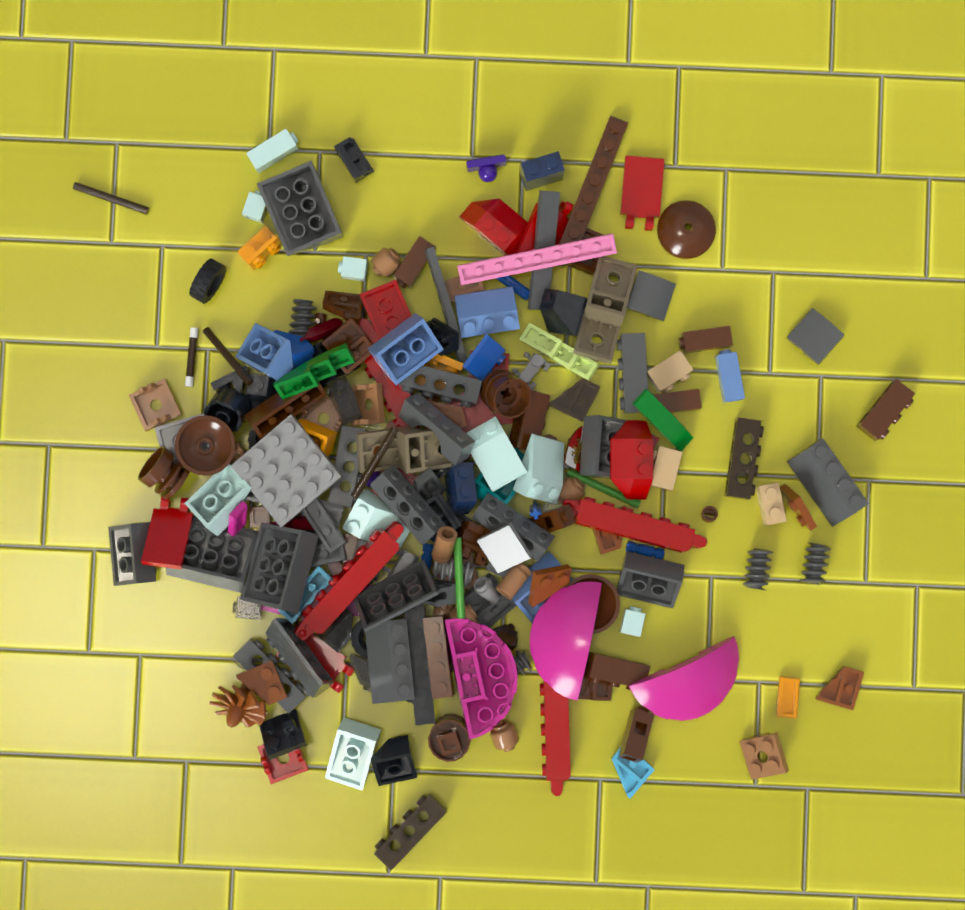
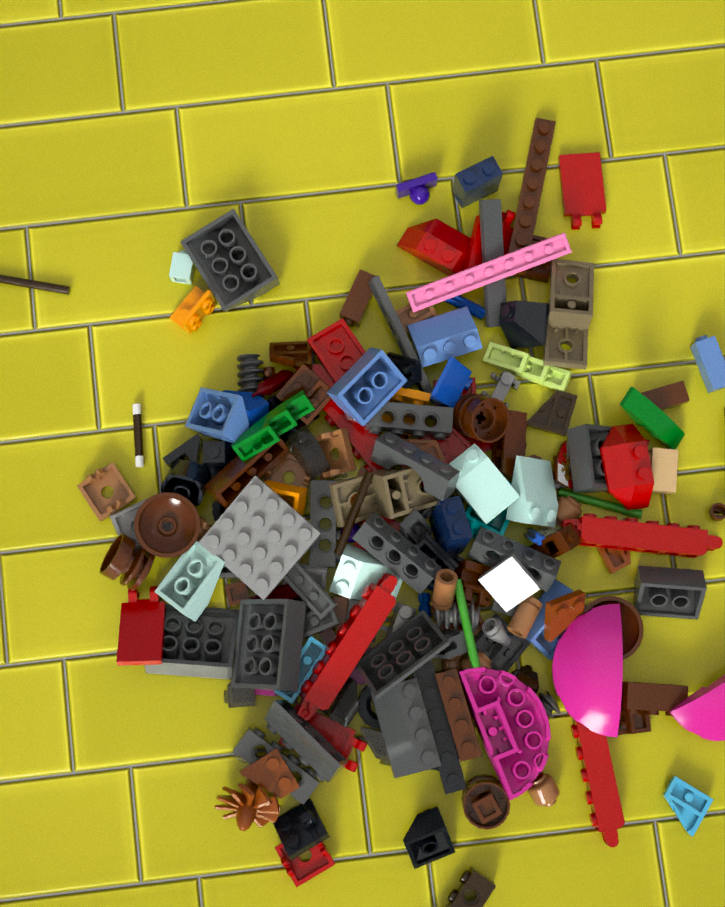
camera: 10 degrees left, 5 degrees down
(126, 550) = (99, 655): dark grey slope -> none
(207, 281) = (143, 351): black tyre -> none
(228, 356) = (177, 427): dark brown bar -> none
(237, 519) = (214, 599): dark pink tile -> none
(273, 150) = (191, 207): light aqua brick -> none
(352, 753) = (380, 837): light aqua slope -> none
(353, 159) = (276, 203): black hinge -> none
(353, 268) = (295, 315): light aqua brick -> none
(386, 262) = (328, 302): medium nougat head -> none
(632, 621) = (658, 640): light aqua brick -> none
(633, 369) = (609, 374): dark grey brick -> none
(636, 735) = (687, 764): reddish brown brick -> none
(645, 550) = (656, 561): blue axle -> none
(651, 295) = (613, 293): dark grey slope -> none
(670, 371) = (647, 368): tan brick -> none
(677, 239) = (629, 231): reddish brown dish -> none
(705, 339) = (679, 329): reddish brown brick -> none

